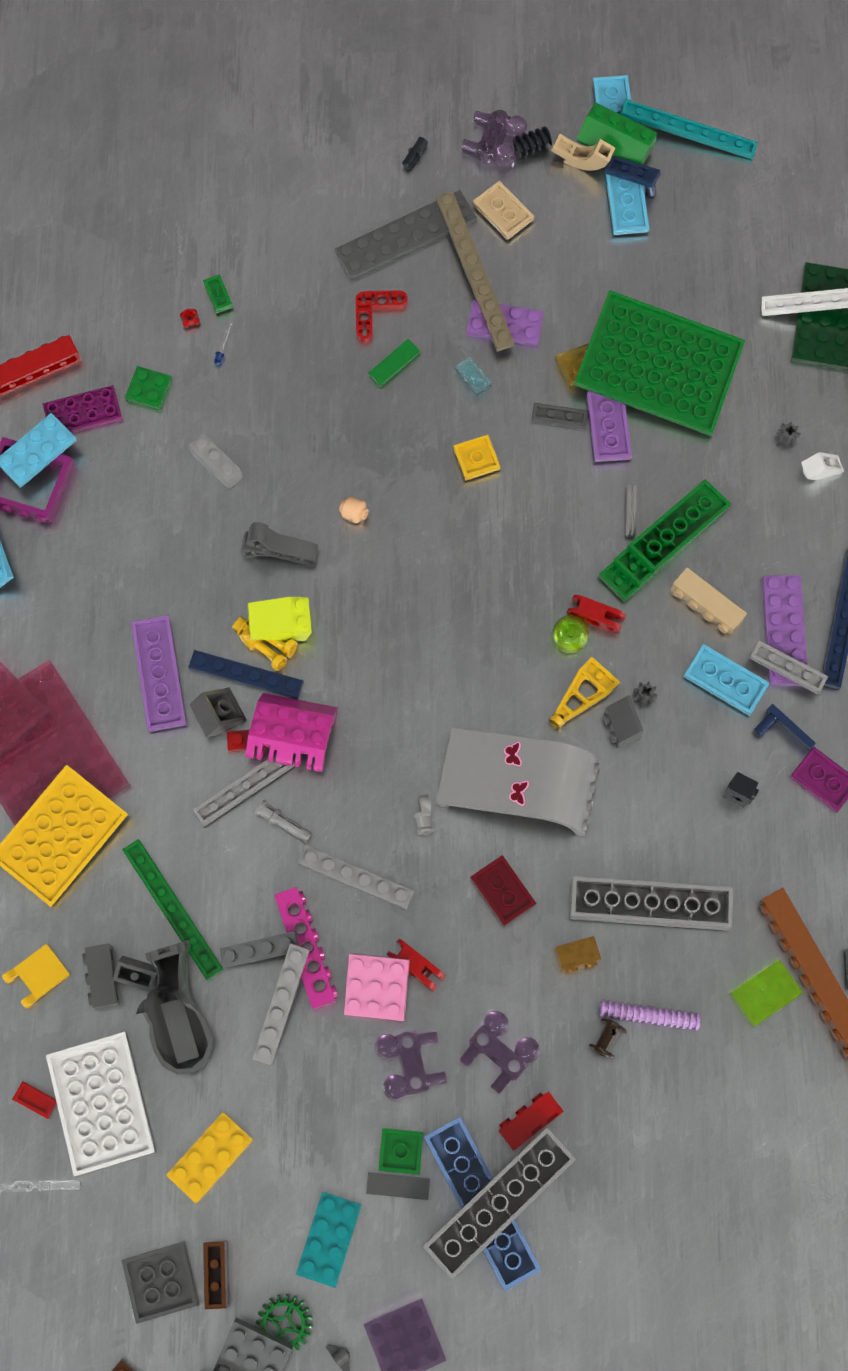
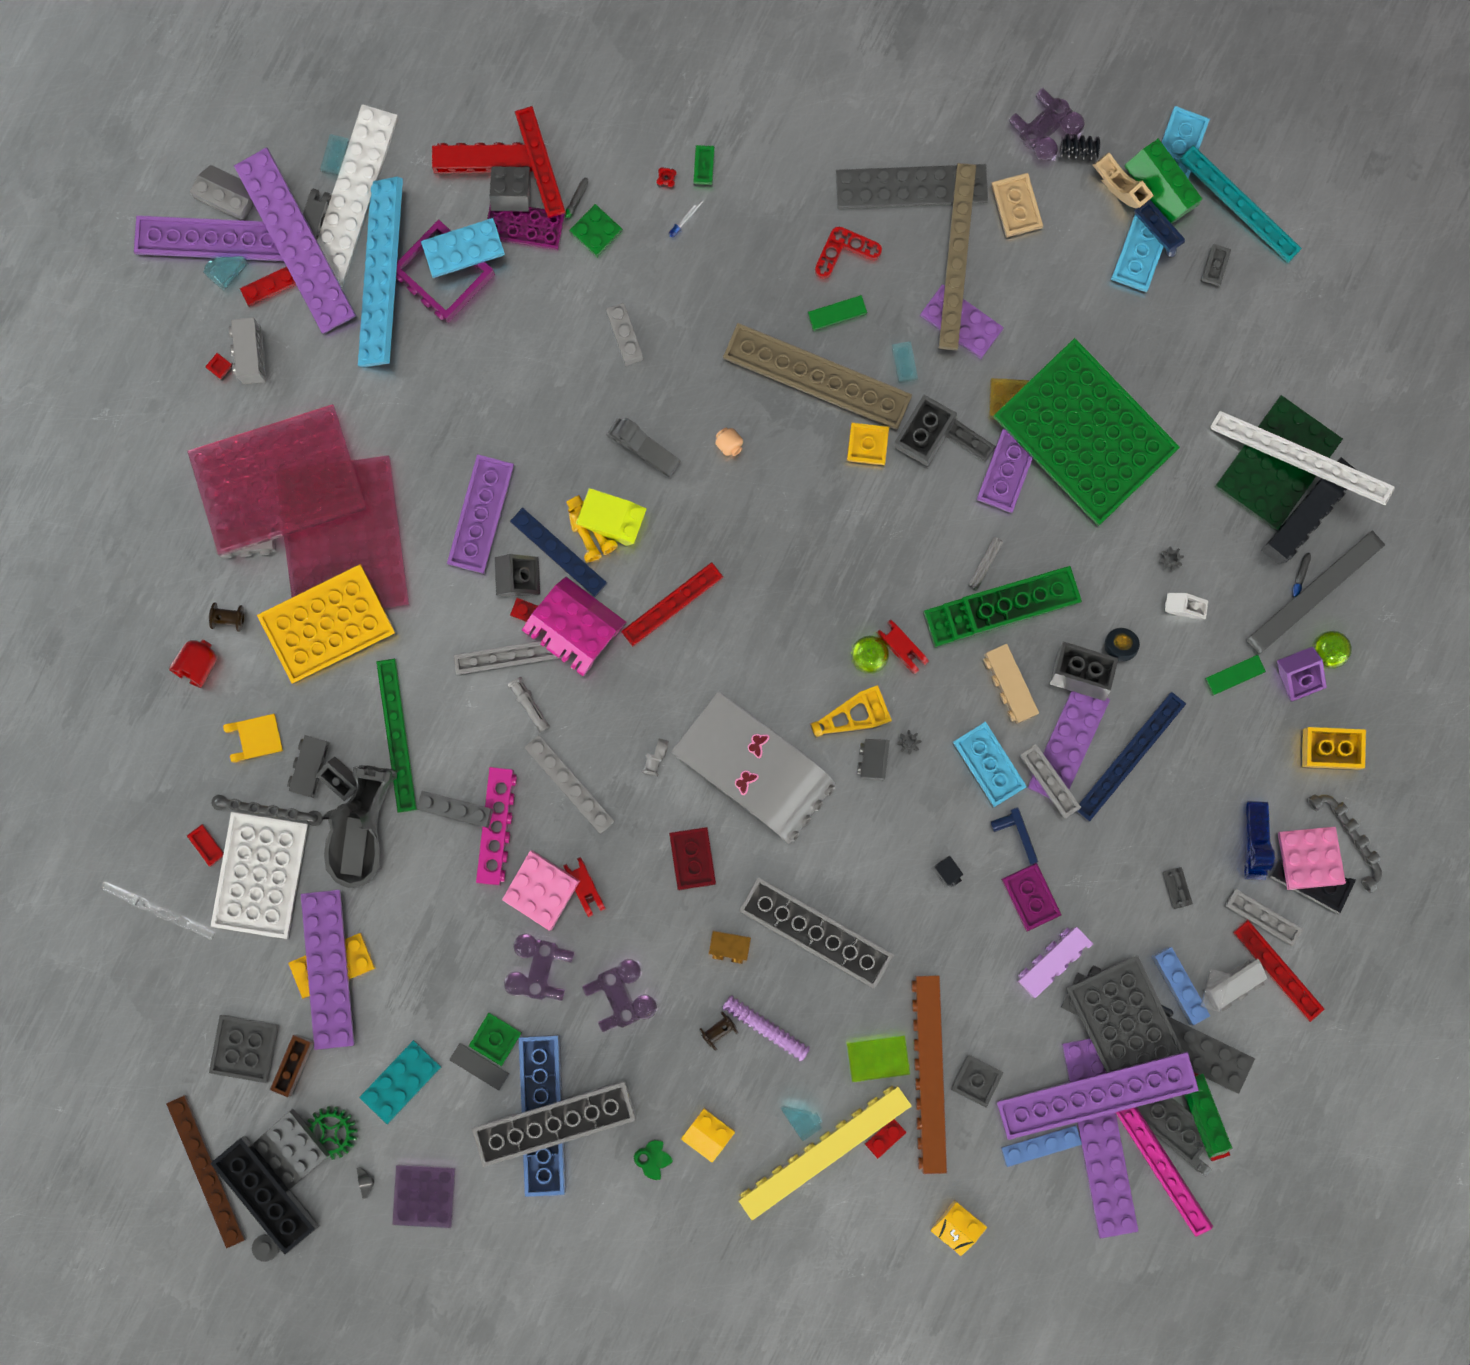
camera: 25 degrees right, 10 degrees up
(31, 1051) = (220, 802): none -> dark grey bar
(55, 384) = (510, 188): none -> dark grey brick
(72, 350) = (540, 162): none -> red tile
(118, 369) = (576, 197): none -> dark grey piece
(208, 1163) = (327, 969): none -> medium lavender plate
(281, 1004) = (451, 865): light grey plate -> none
(371, 673) = (672, 604): none -> red tile
(403, 421) = (817, 376): none -> dark tan plate
(414, 153) = (961, 104): black axle -> none
(521, 422) = (925, 430): none -> dark grey brick
(530, 1120) = (616, 1067): red wedge -> none
(610, 1193) = (655, 1159): none -> green plate
(647, 1143) = (708, 1134): none -> yellow slope
(695, 184) = (1216, 264): none -> dark grey plate
(728, 1086) = (802, 1121): none -> clear light blue slope
(763, 1107) = (824, 1153): none -> light yellow brick
(766, 559) = (1084, 671): none -> dark grey brick
(785, 523) = (1122, 644): none -> black wheel
(812, 1064) = (885, 1138): none -> red plate

